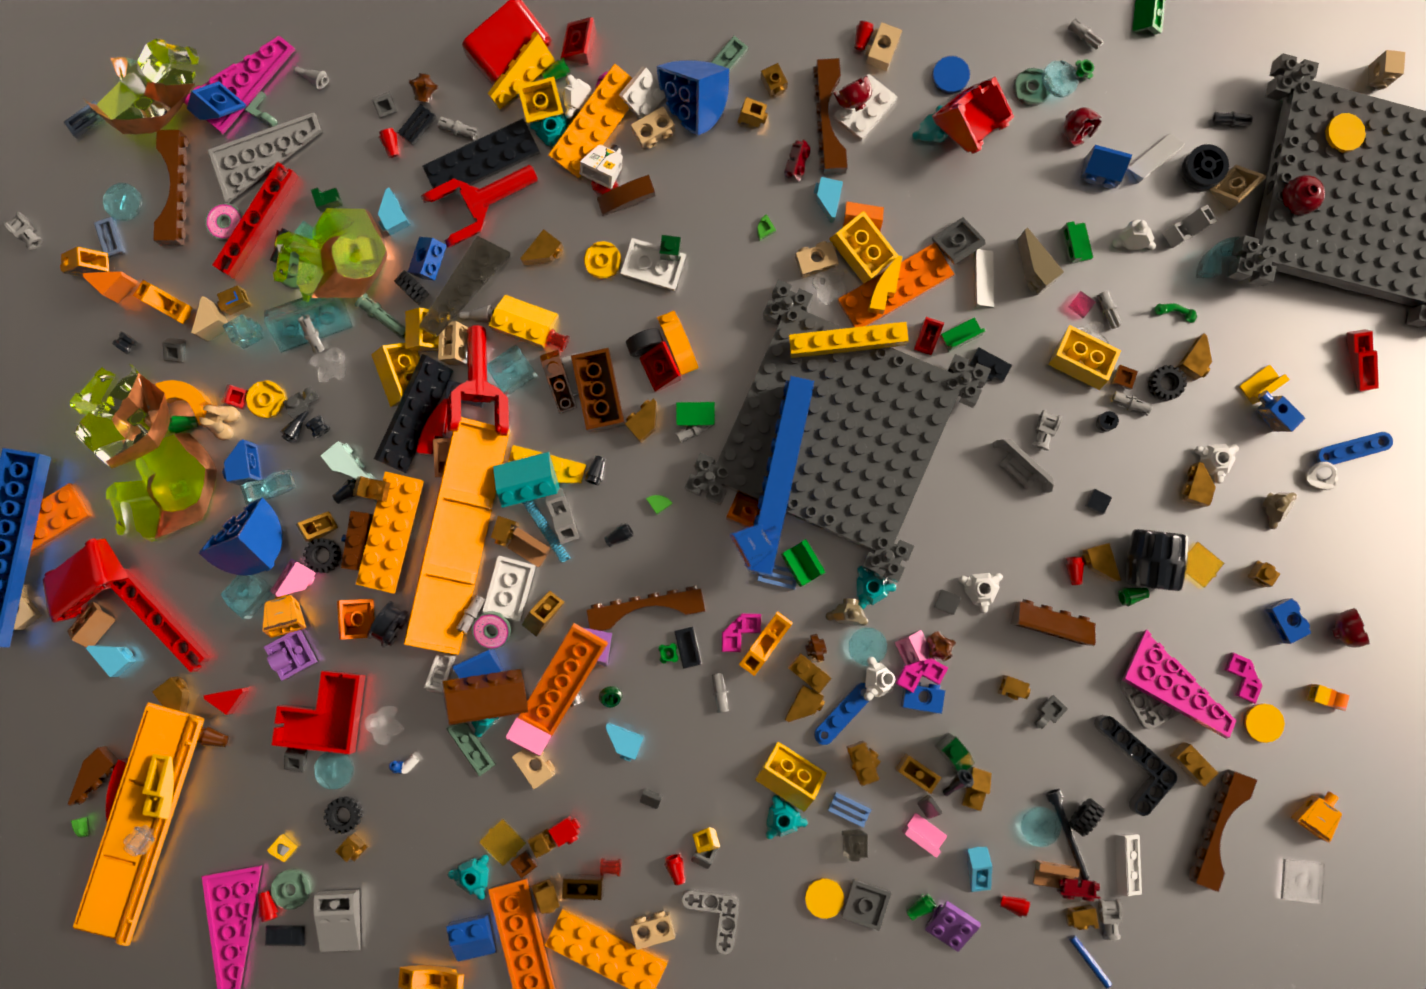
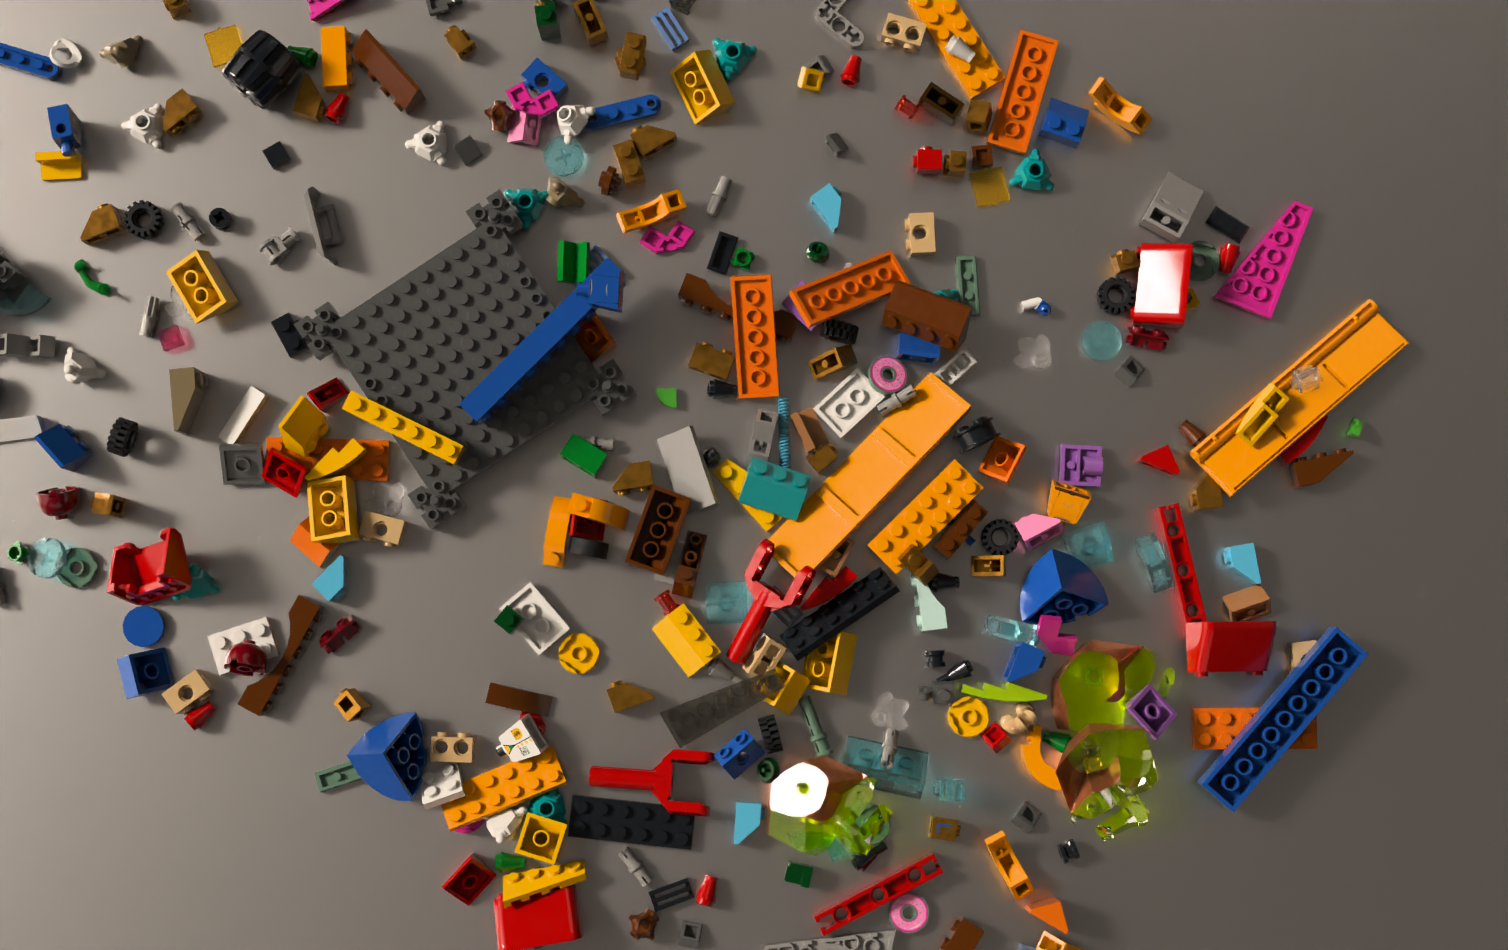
camera: 155 degrees left, 0 degrees up
(114, 486) = (1151, 711): none -> medium lavender slope
(183, 612) = (1154, 561): none -> clear light blue brick
(208, 320) = (974, 819): tan slope -> none
(234, 501) = (1057, 642): none -> dark pink tile
(245, 432) = (1010, 692): none -> lime slope
(288, 798) = (1139, 335): none -> dark red hinge
(305, 848) = (1162, 284): none -> windscreen
(331, 724) = (1084, 379): red piece -> none
(398, 261) = (768, 770): none -> dark green hat
(528, 737) = (911, 260): bright pink panel -> none
(549, 640) = (839, 331): none -> black tyre
(597, 945) = (960, 49): none -> white cone
(605, 454) = (688, 468): none -> light grey tile
(617, 593) = (755, 336): none -> orange plate
(640, 552) = (711, 361): none -> pearl gold brick
(653, 373) = (599, 511): none -> light orange arch
(765, 228) = (410, 589): bright green tile -> none
(774, 80) = (311, 723): pearl gold brick -> none
(920, 254) = (285, 472): none -> red slope
(925, 40) = (145, 672): none -> blue slope
(929, 295) = (303, 427): none -> yellow slope
(962, 334) = (296, 377): green panel -> none
(1040, 145) = (108, 504): none -> pearl gold slope
(1065, 202) = (122, 437): none -> black tyre
(1077, 242) = (135, 396): green panel -> none
(1104, 610) = (336, 58): none -> light orange brick
(1125, 377) = (177, 248): reddish brown plate -> none

